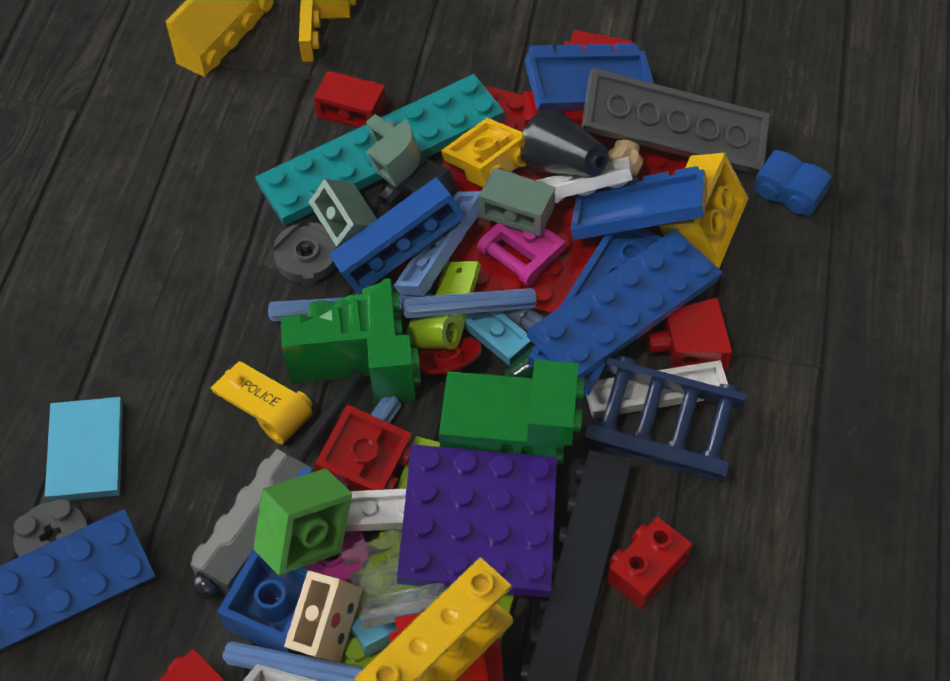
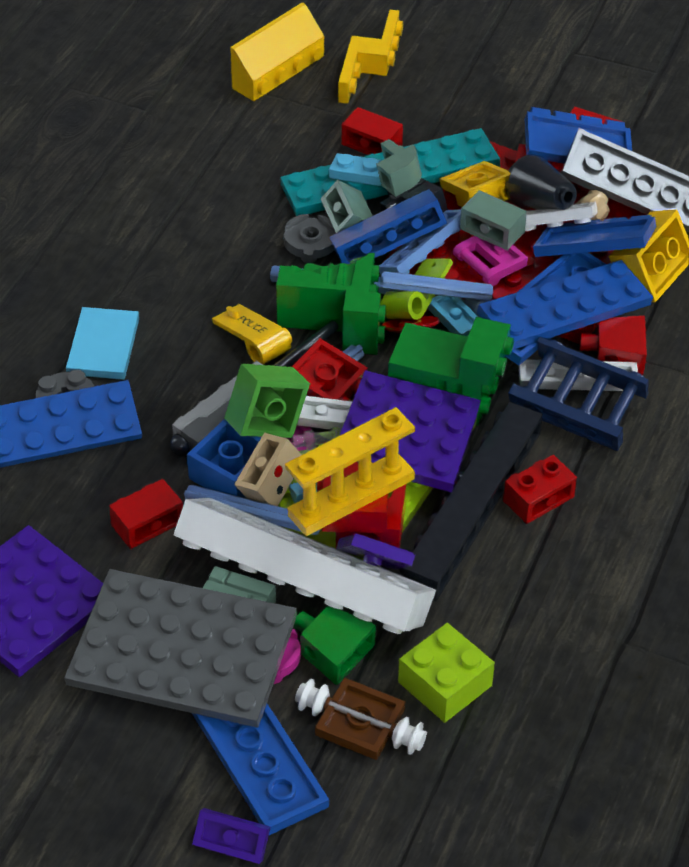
camera: 10 degrees right, 10 degrees down
(342, 155) = (355, 169): none -> medium azure plate

